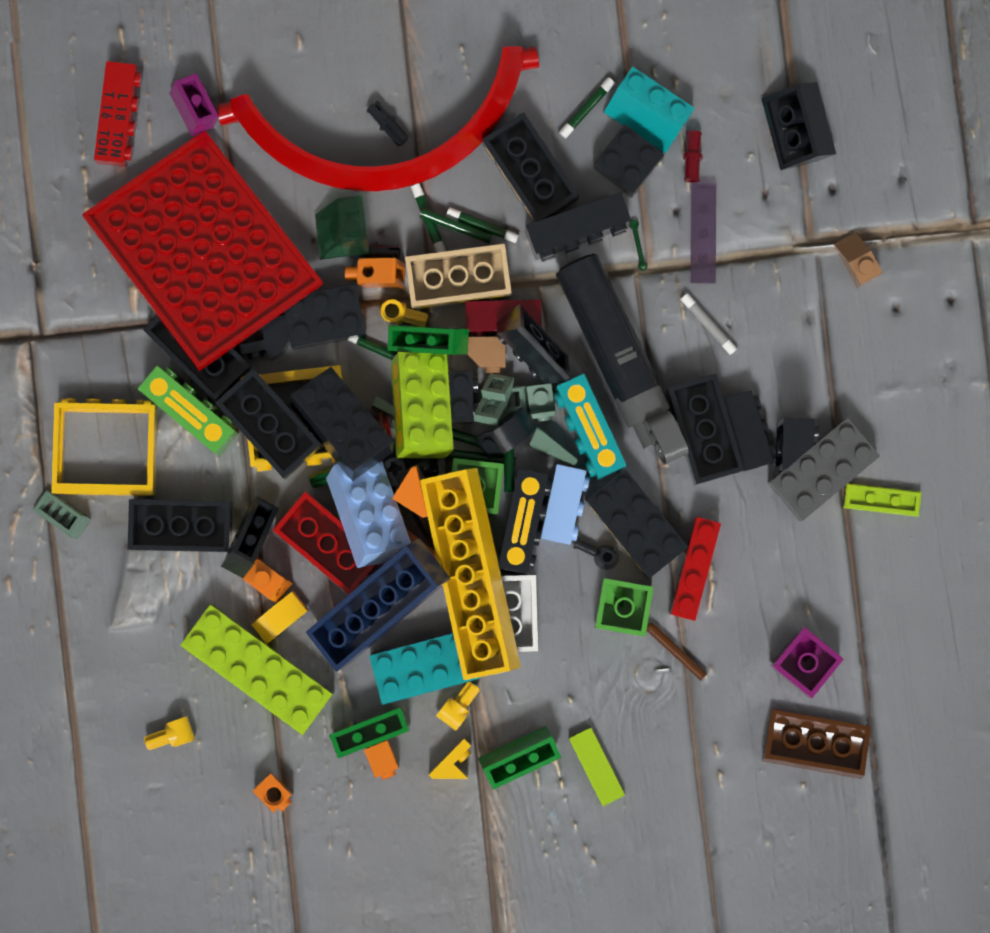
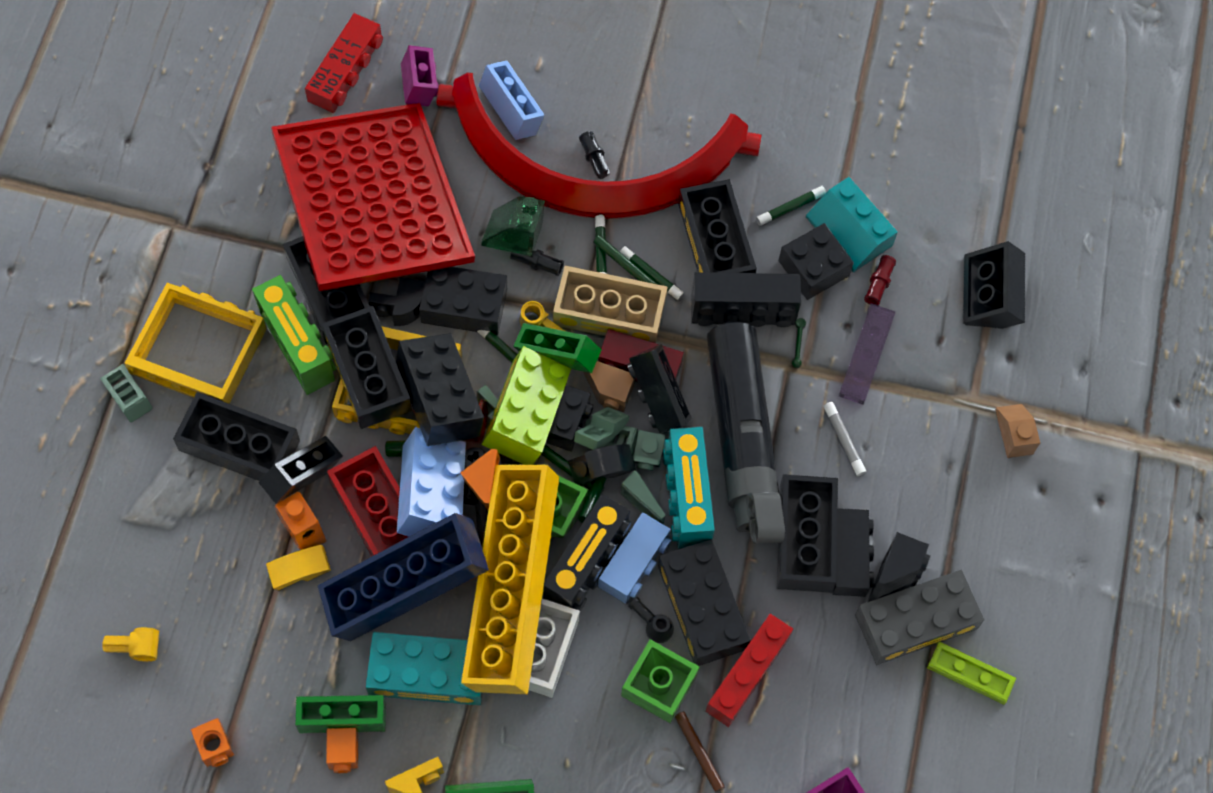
camera: 15 degrees right, 20 degrees down
(257, 669) = (252, 609): lime brick -> none
(290, 98) = (511, 100): none -> light blue brick
(386, 274) = (533, 276): orange torso -> none
(455, 710) = (440, 727): yellow axle -> none

